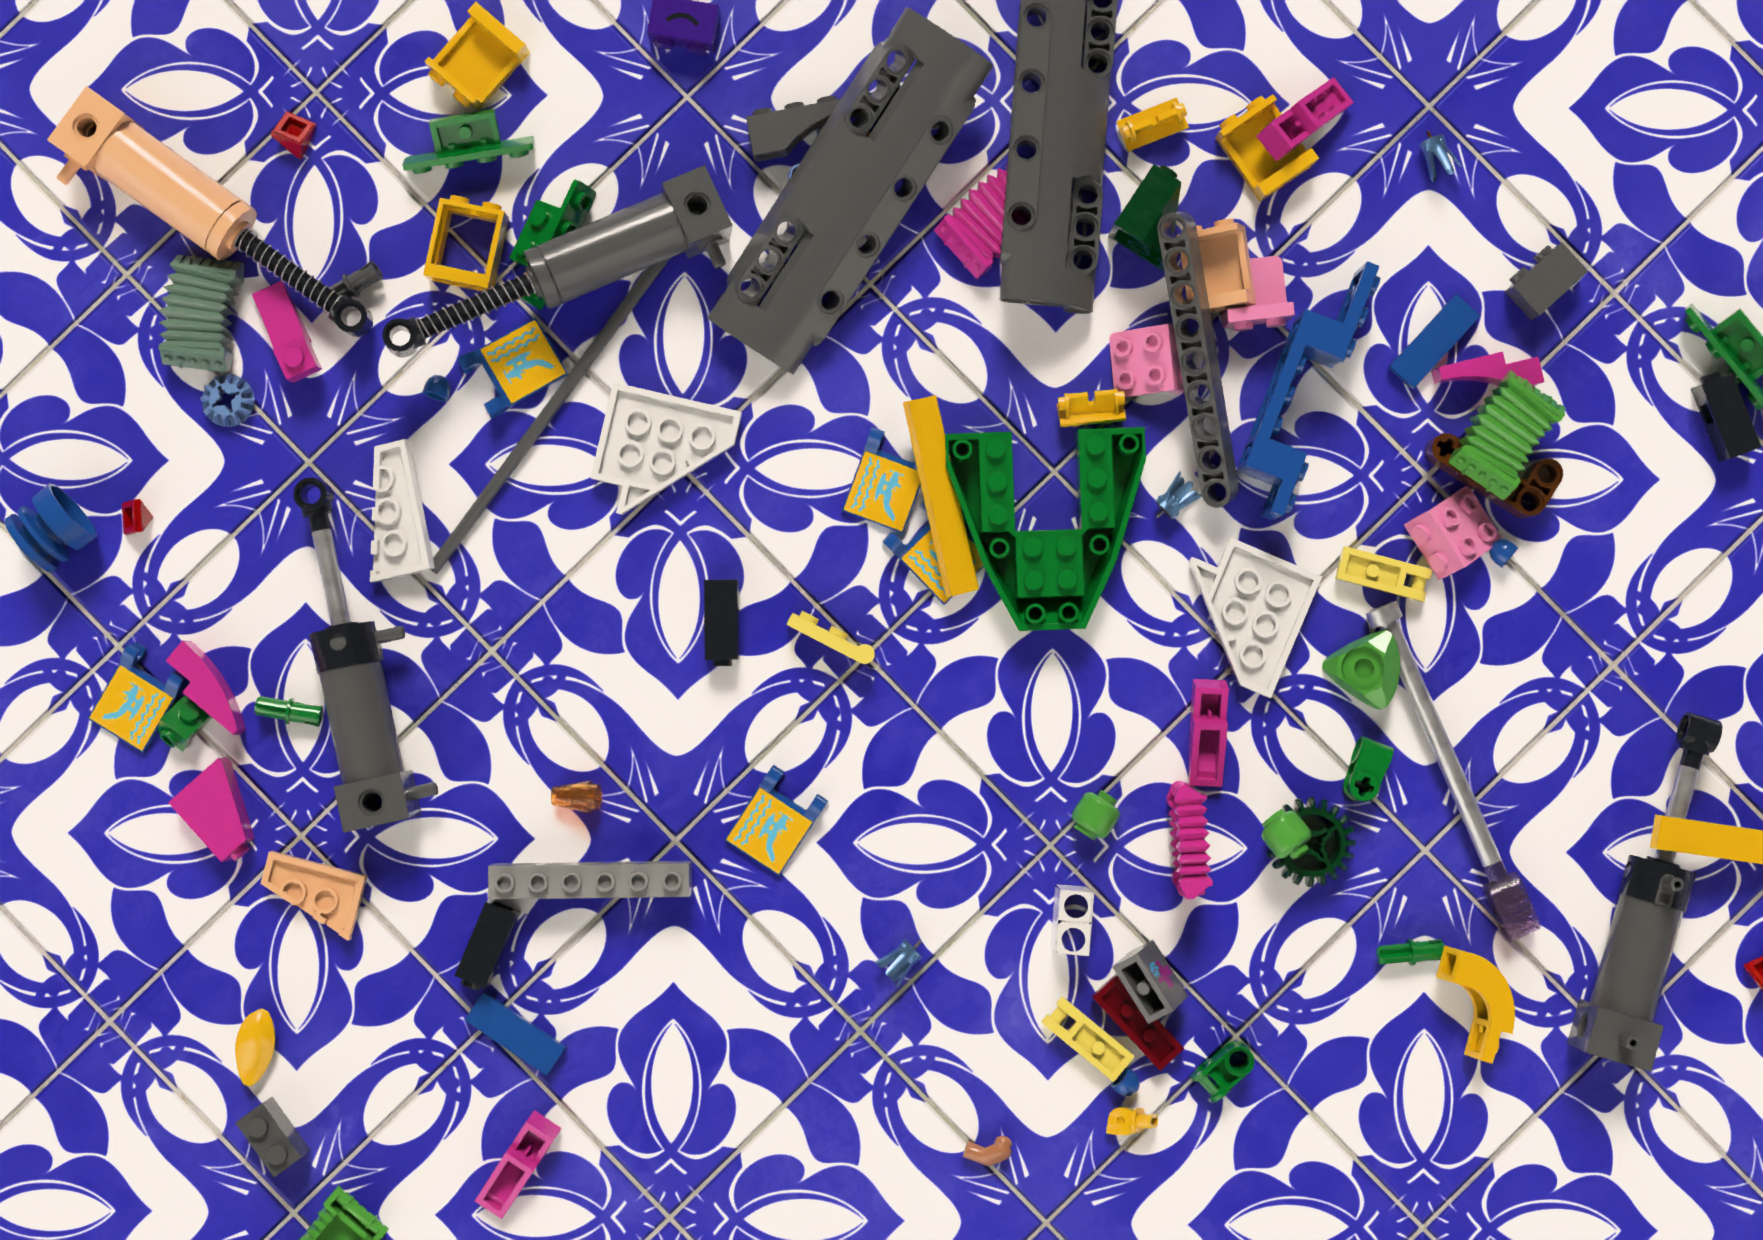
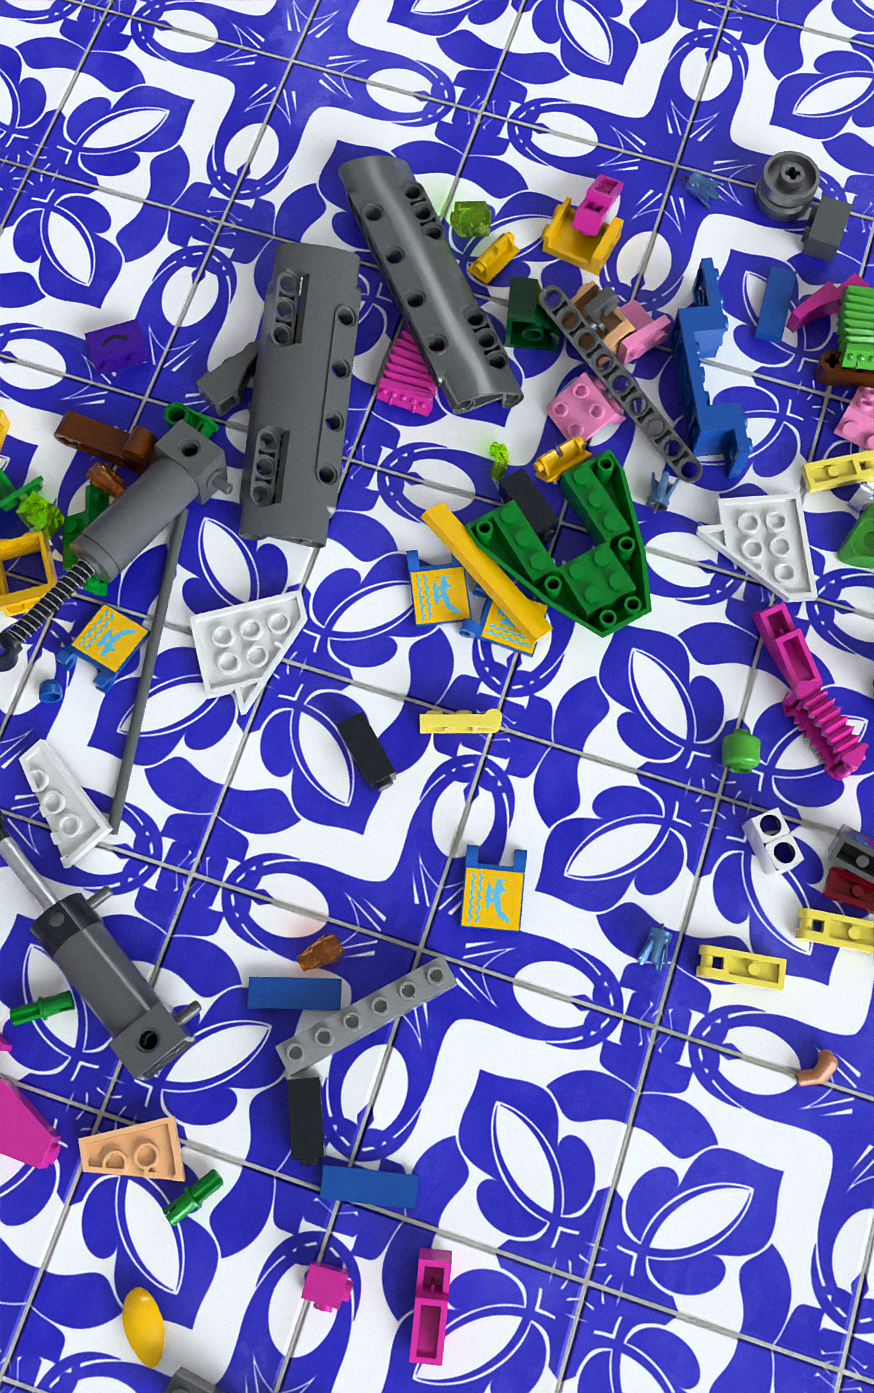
camera: 30 degrees left, 15 degrees down
(350, 958) = (193, 1197): none -> green axle
(433, 1099) = (327, 1286): none -> dark pink brick
(512, 185) = (40, 515): none -> clear neon green brick
(533, 821) = (294, 993): none -> blue tile
(600, 180) = (105, 479): none -> clear orange cone
(621, 136) = (128, 450): none -> reddish brown beam
(721, 164) = (199, 422): none -> green piece
(972, 1022) = (742, 967): none -> light yellow plate
(1028, 373) = (501, 461): none -> clear neon green arm
(1028, 442) = (531, 503): none -> black brick
(1151, 65) = (471, 219): none -> clear neon green brick
(1231, 257) = (600, 306): none -> dark grey bracket
(1532, 188) = (787, 186): none -> flat silver wheel

